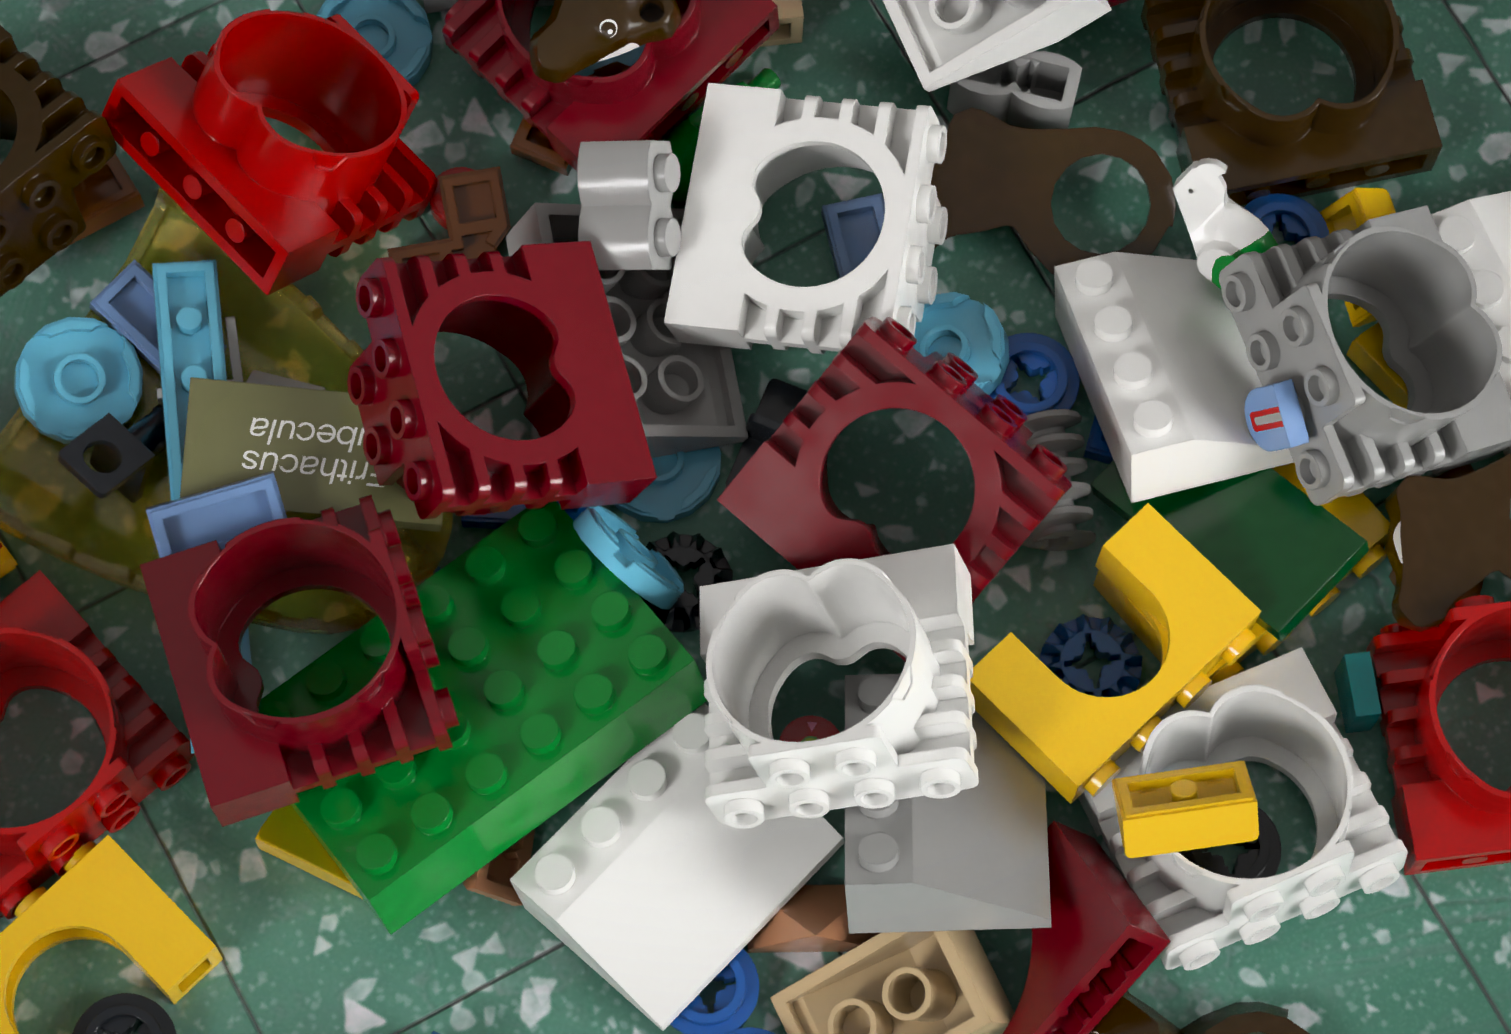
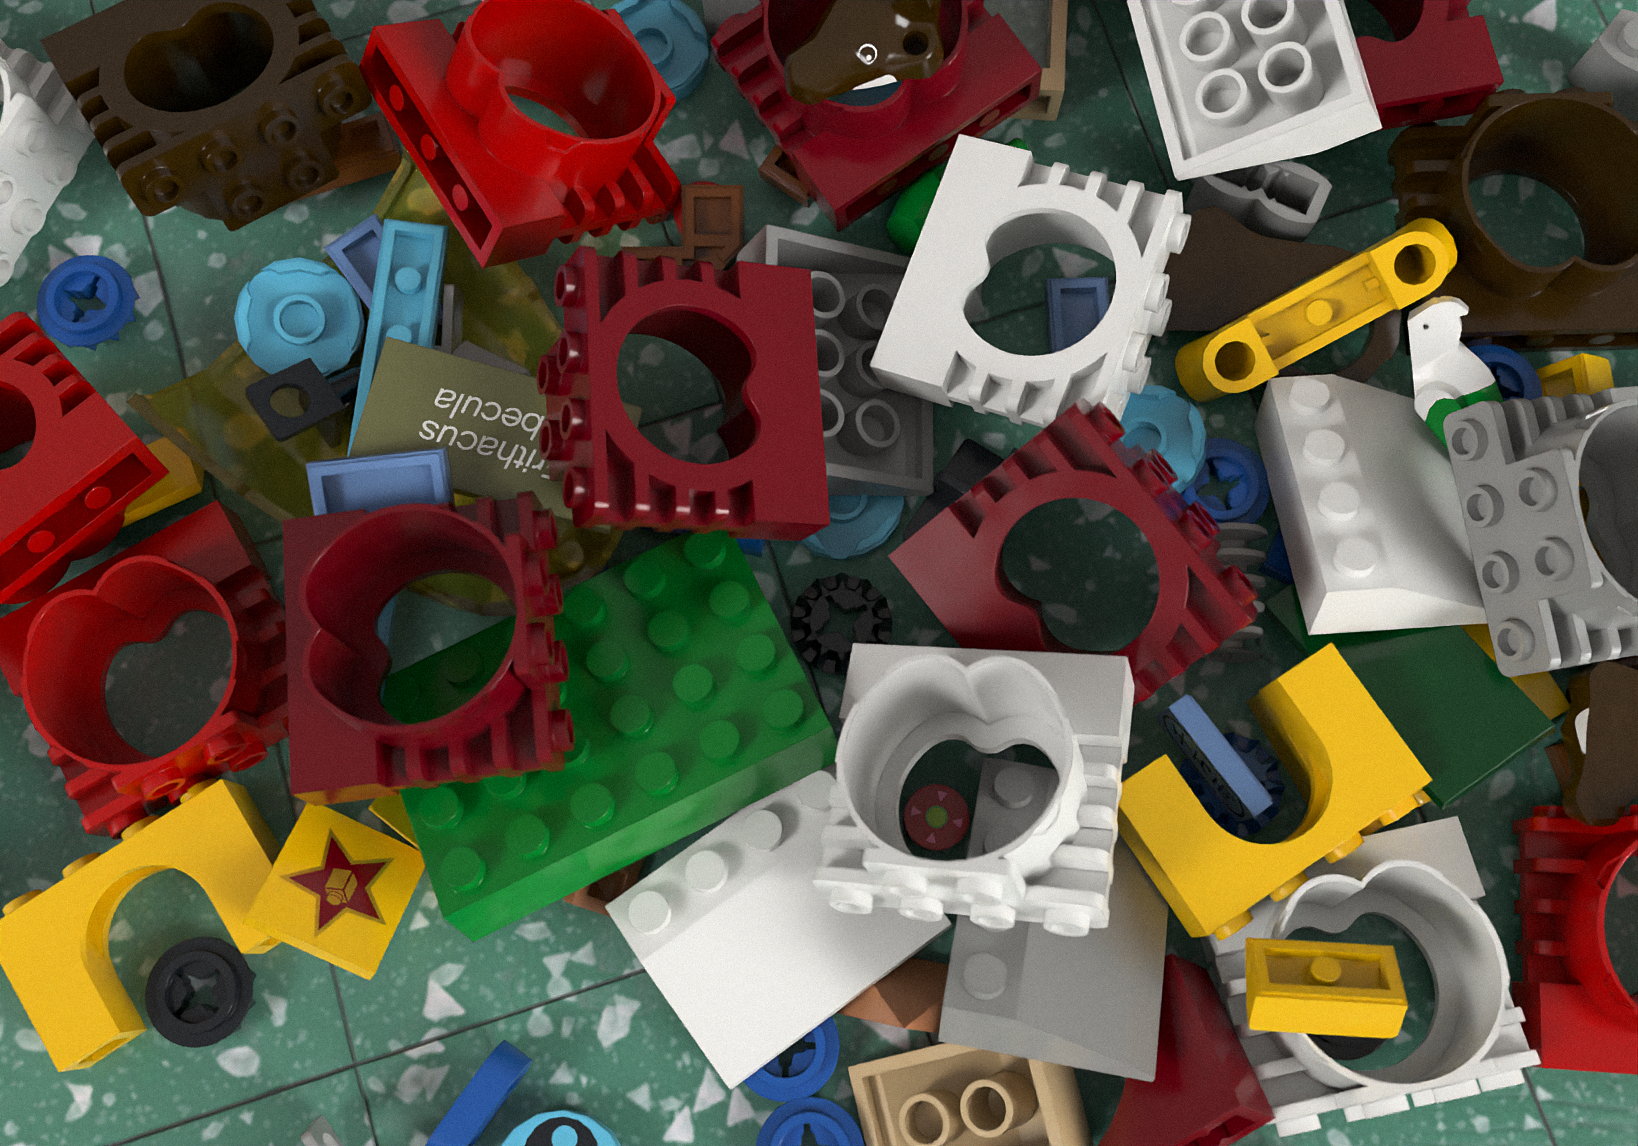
camera: 15 degrees right, 5 degrees up
(245, 917) = (337, 890): none -> yellow tile
(627, 203) = (856, 238): light grey brick -> none
(627, 558) = (785, 599): medium azure tile -> none
(1063, 636) = (1214, 759): none -> medium blue tile
(1088, 194) = (1318, 311): none -> yellow plate
(1275, 416) = (1486, 579): medium blue tile -> none
(1357, 692) = (1502, 867): teal tile -> none

